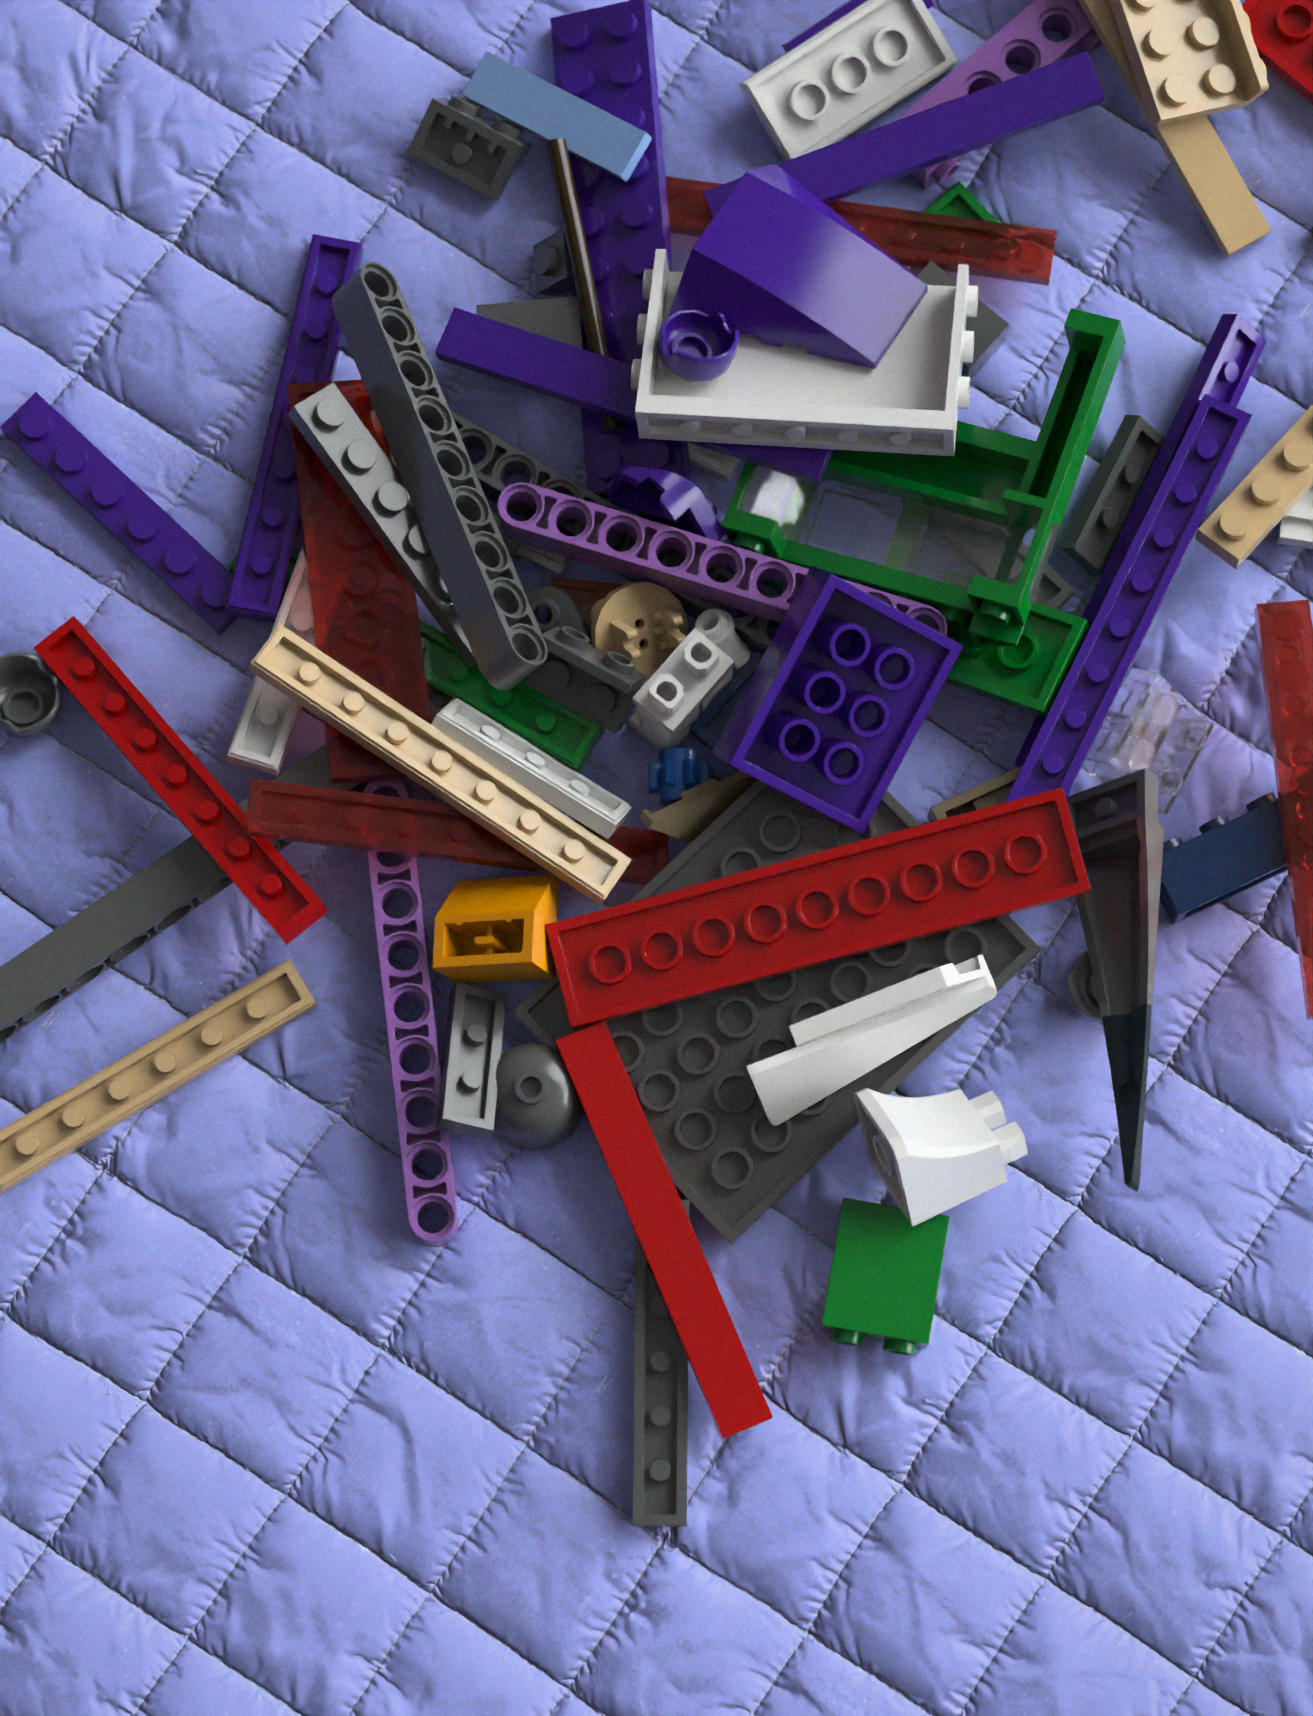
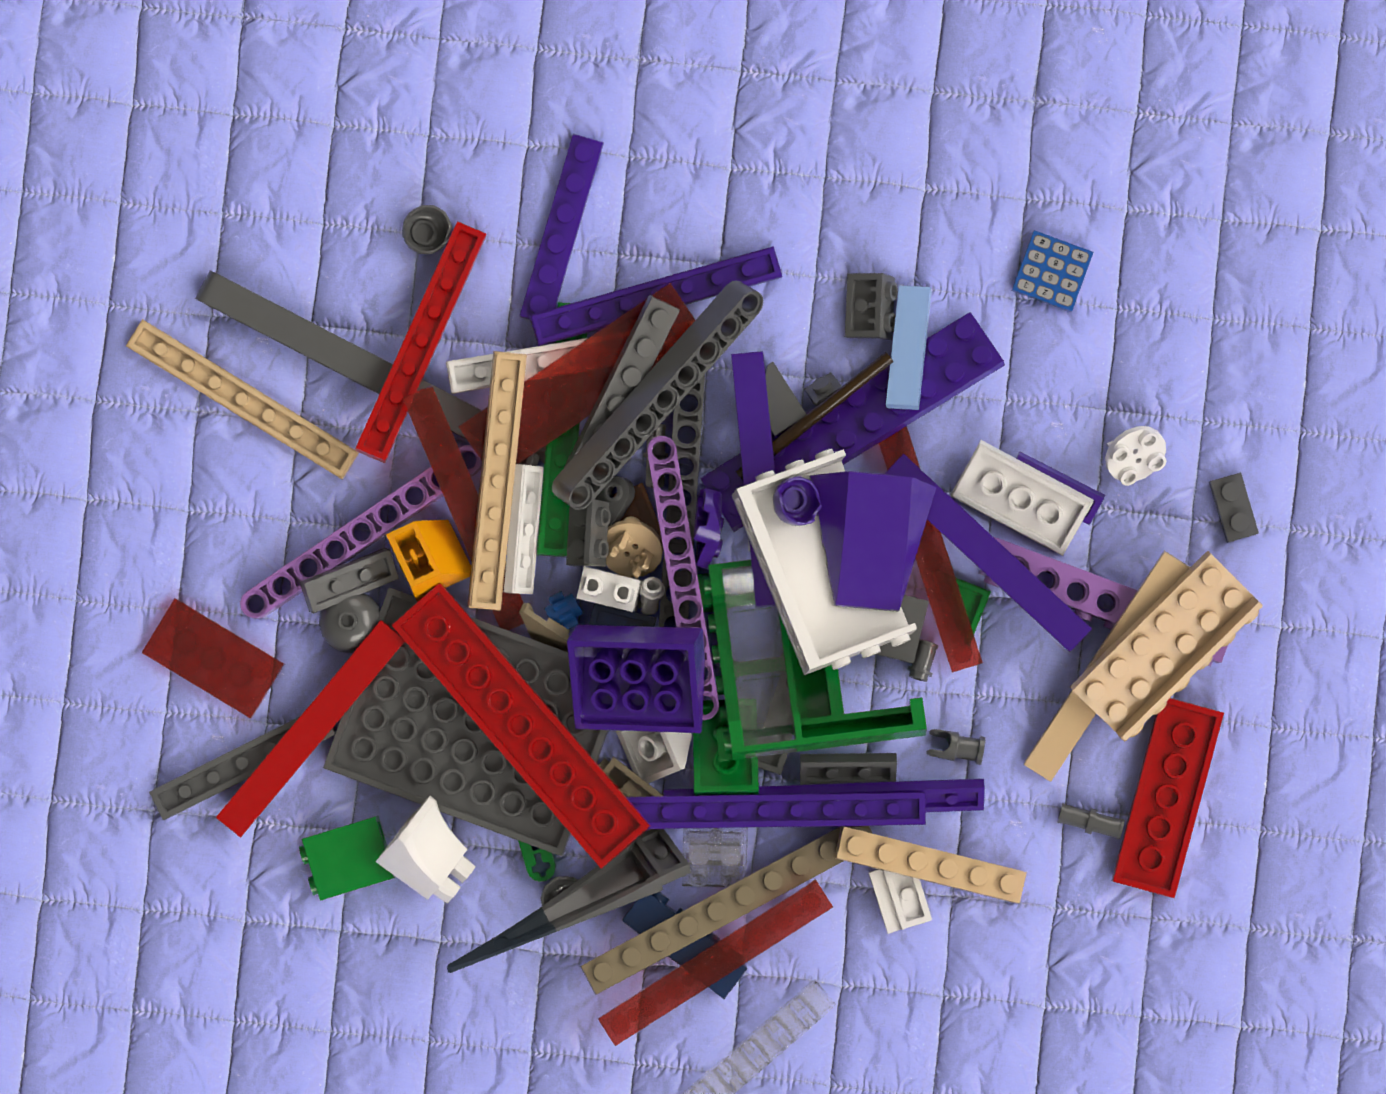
camera: 60 degrees right, 10 degrees up
(480, 1329) = (213, 658): none -> clear red plate
(865, 1034) = (467, 784): white wedge -> none
(951, 748) = (655, 753): none -> white slope
(1021, 1011) = (530, 861): none -> green beam
(1023, 327) = (923, 661): none -> dark grey pin
(1161, 327) = (959, 747): none -> dark grey piece
(1232, 778) = (714, 912): none -> dark tan plate

